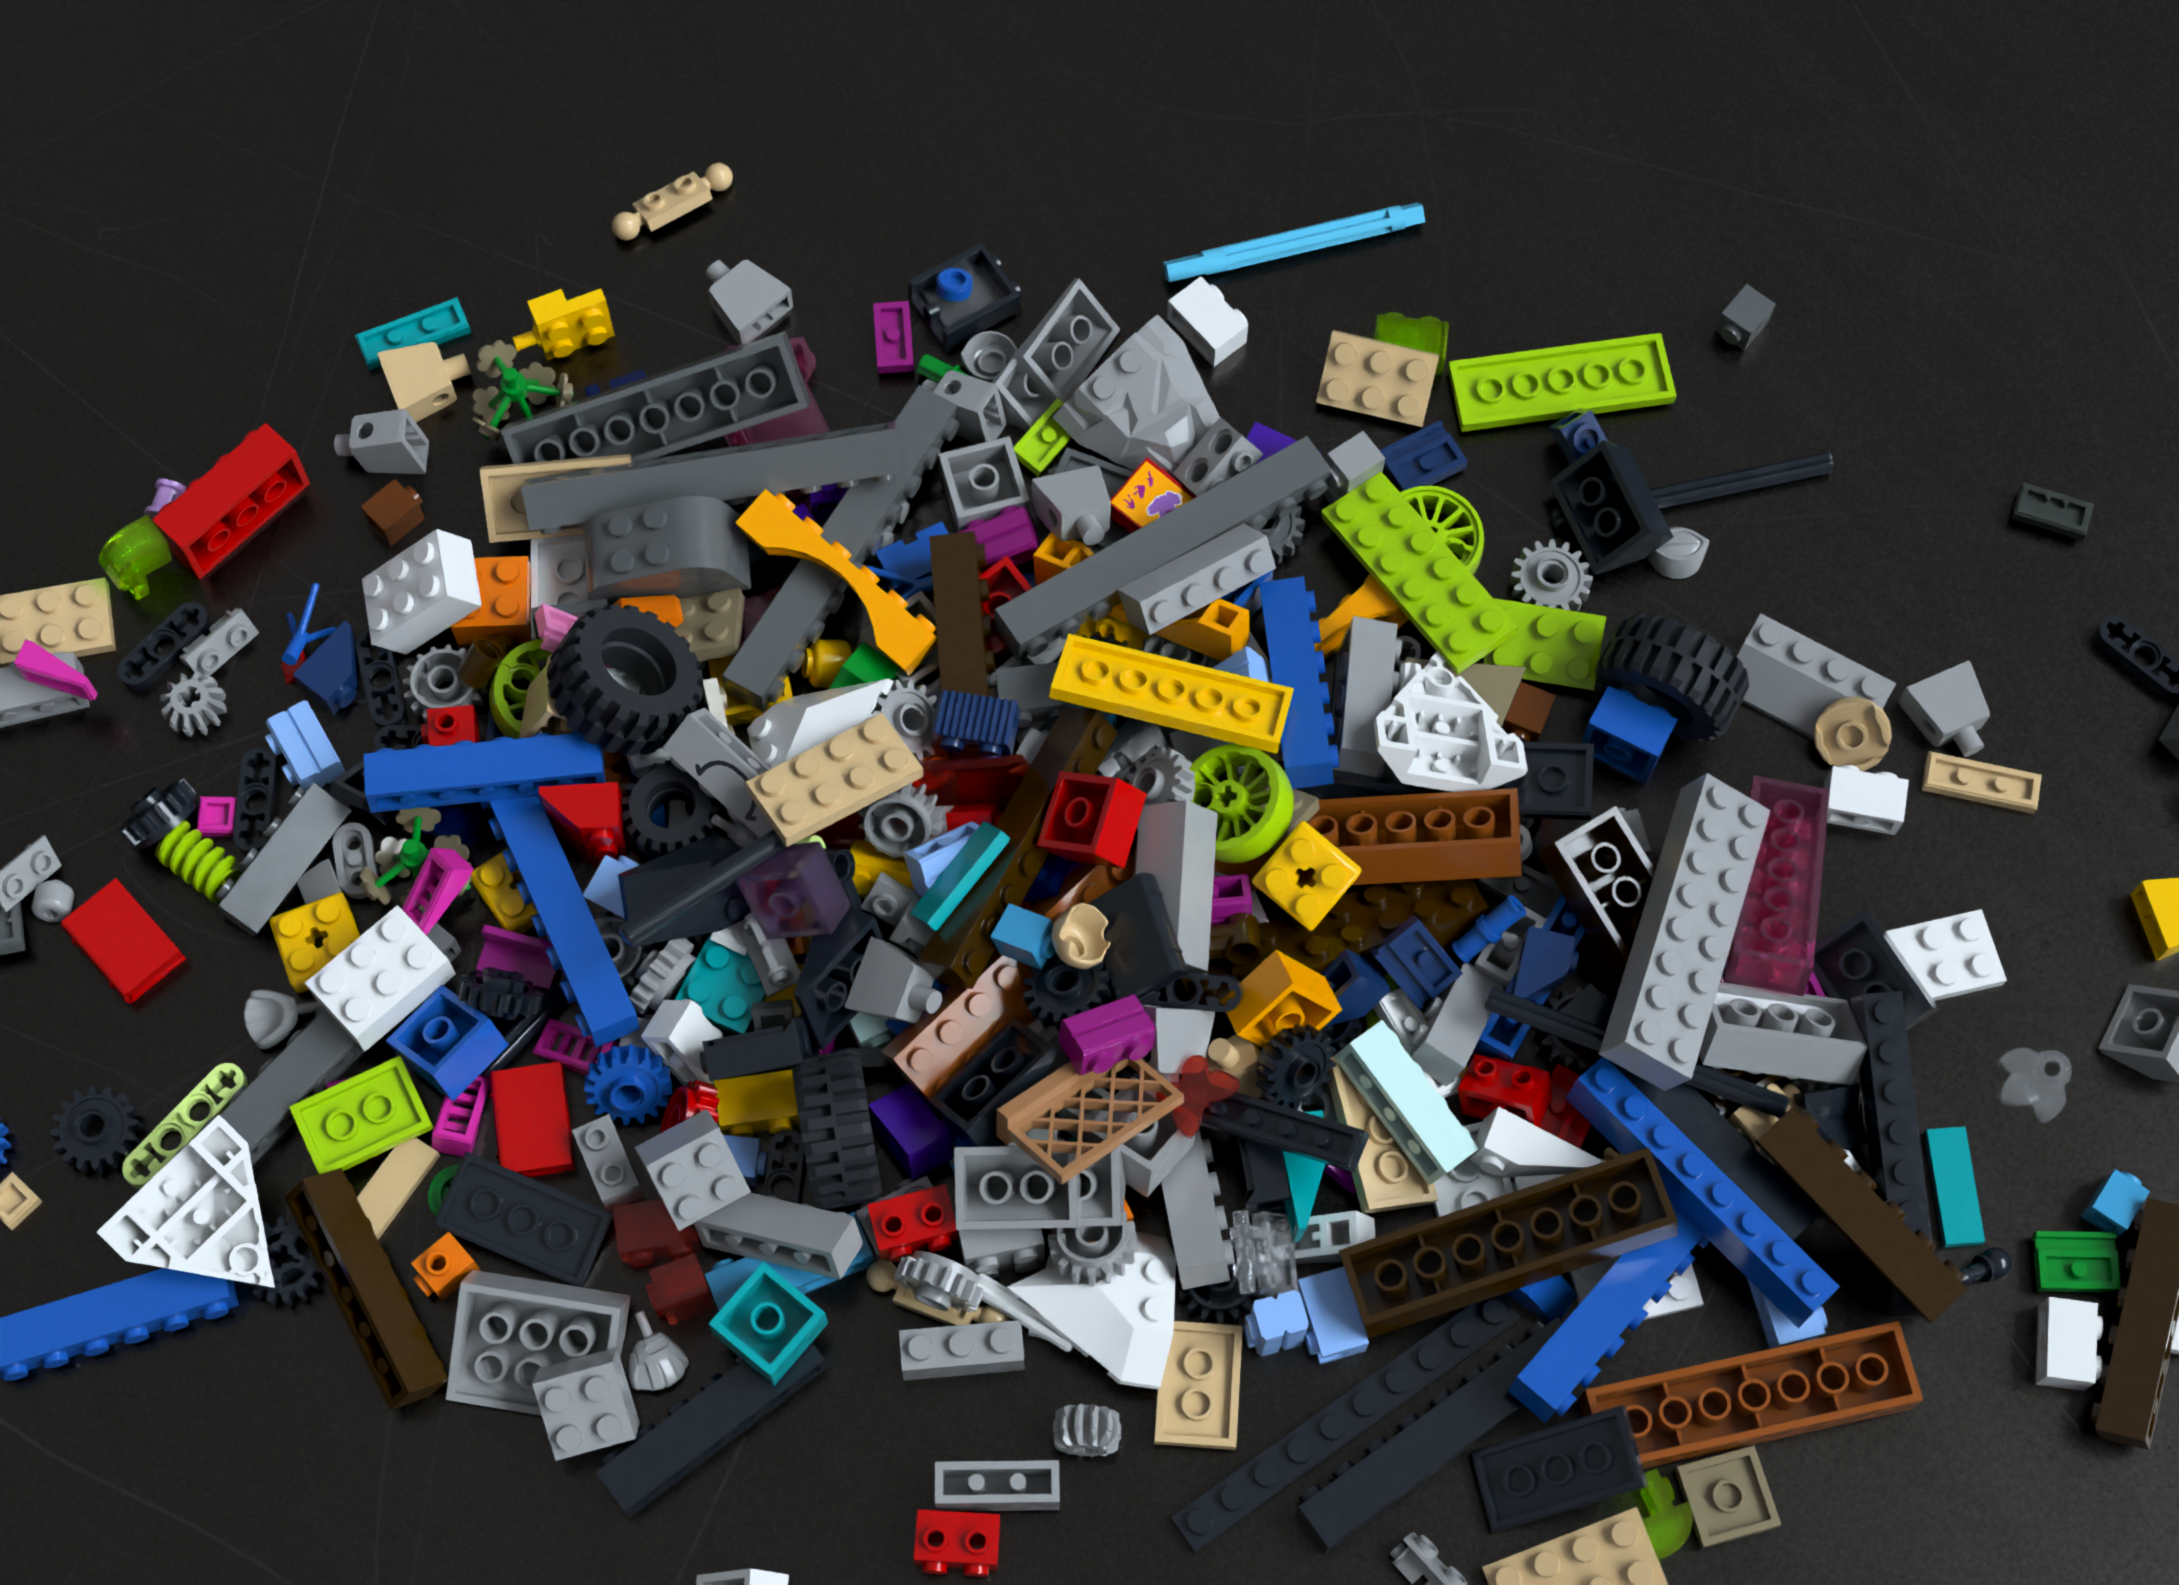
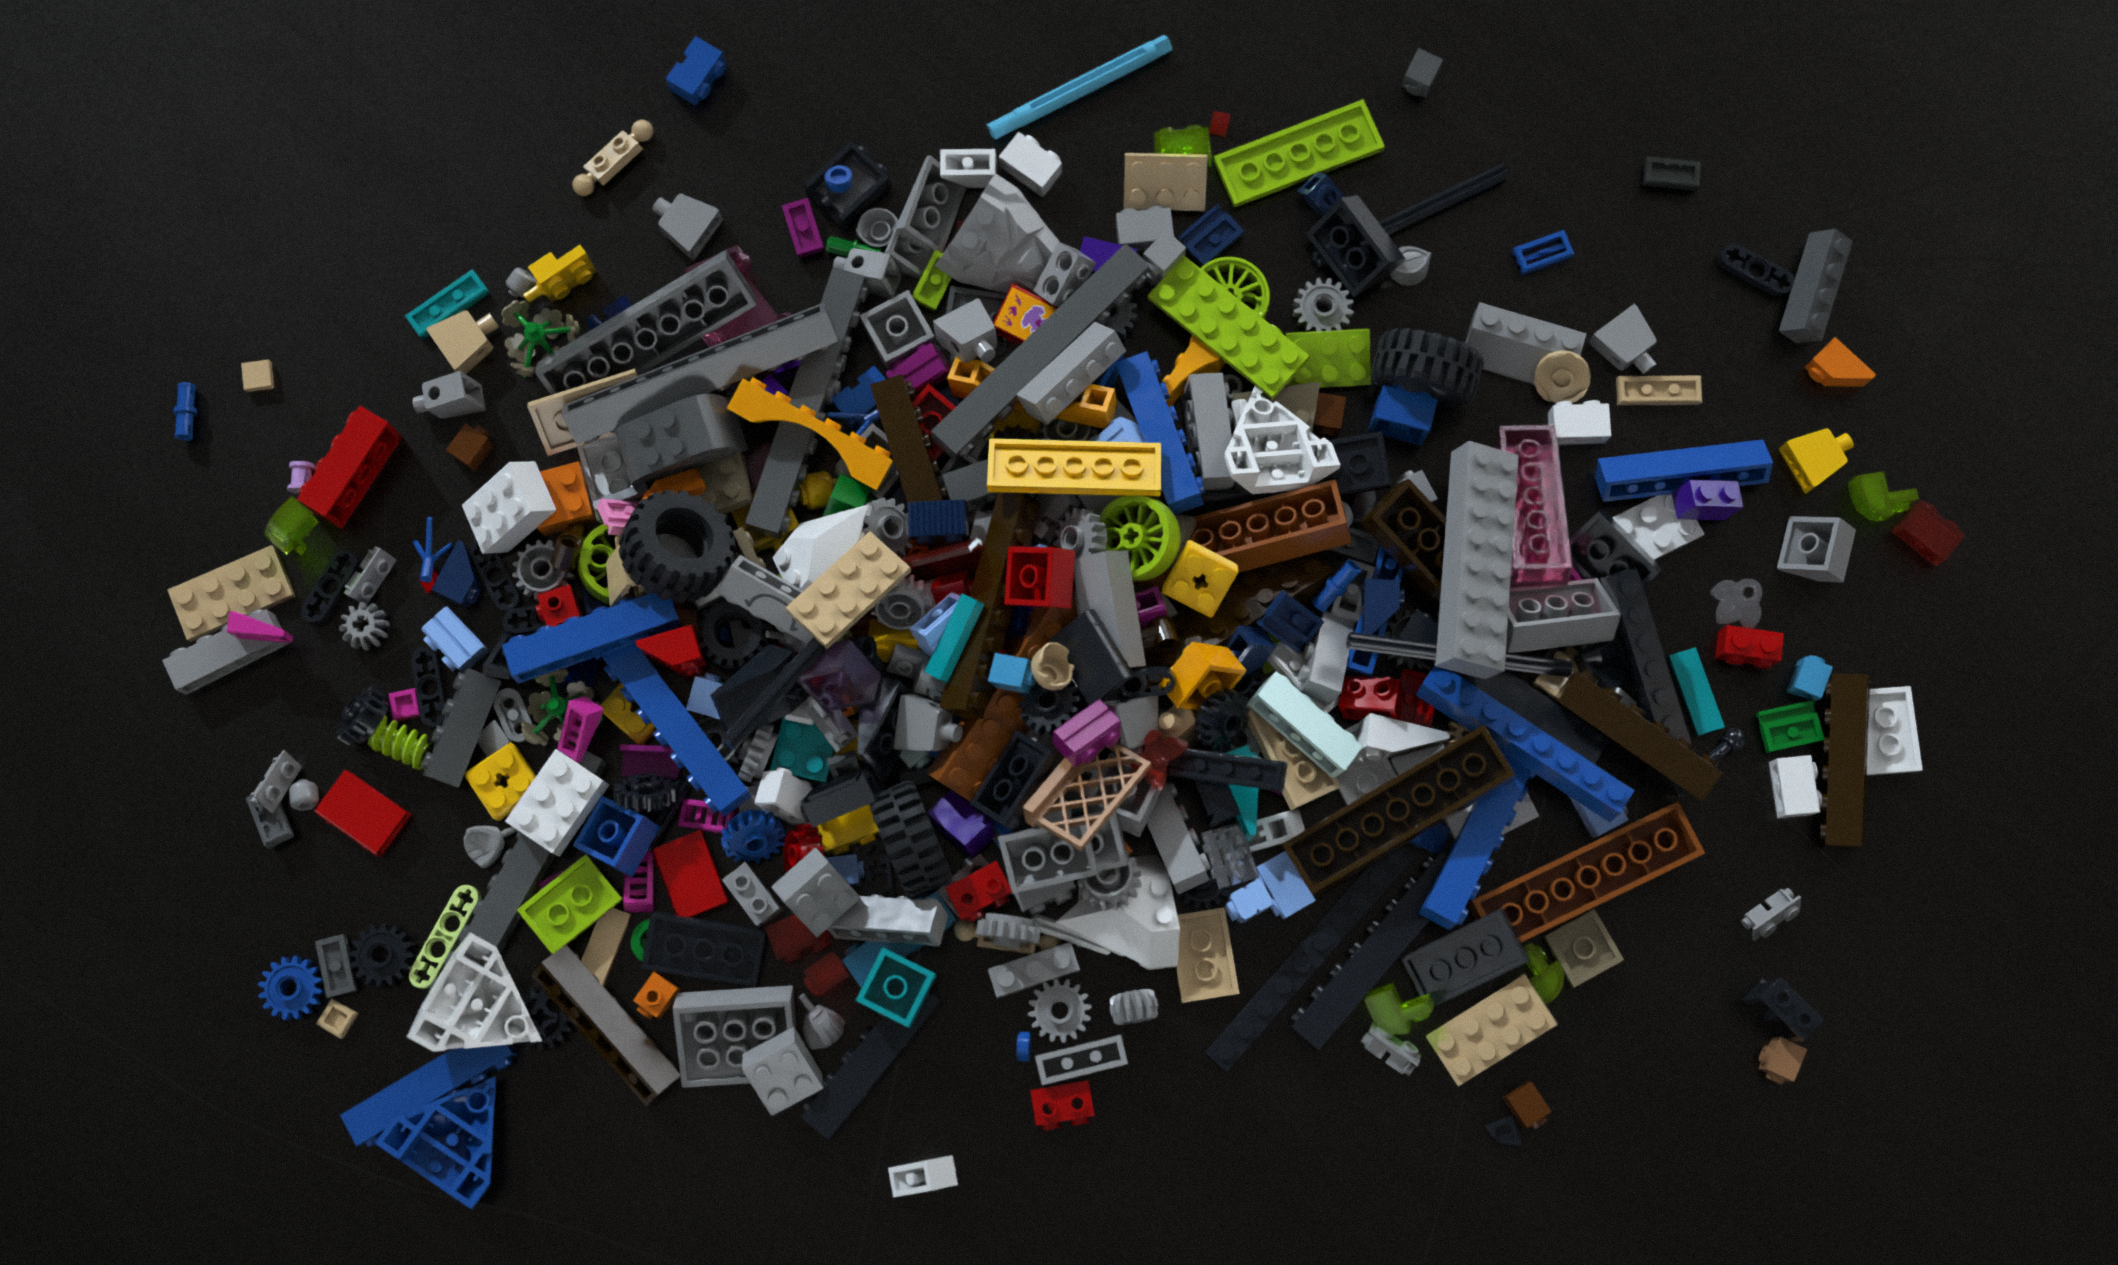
camera: 10 degrees left, 10 degrees up
(29, 1130) = (335, 966): none -> dark grey plate
(42, 390) = (185, 411): none -> blue pin
(111, 1394) = (449, 1141): none -> blue wedge
(147, 368) = (257, 375): none -> tan tile
(511, 324) = (520, 282): none -> light grey piece
(806, 122) = (697, 73): none -> blue brick
(923, 1451) = (1024, 1044): none -> blue tile
(977, 1393) = (1059, 994): none -> light grey gear
(1125, 304) = (968, 166): none -> white slope
(1334, 424) = (1142, 227): none -> light grey brick
(1438, 1518) = (1394, 1015): none -> clear neon green brick
(1465, 324) = (1219, 123): none -> red piece
(1861, 587) = (1522, 260): none -> blue tile
(1994, 889) = (1668, 470): none -> blue brick
(2018, 933) = (1707, 500): none -> dark purple brick
(2020, 1506) = (1781, 907): none -> light grey hinge
(2040, 1140) = (1749, 646): none -> red brick

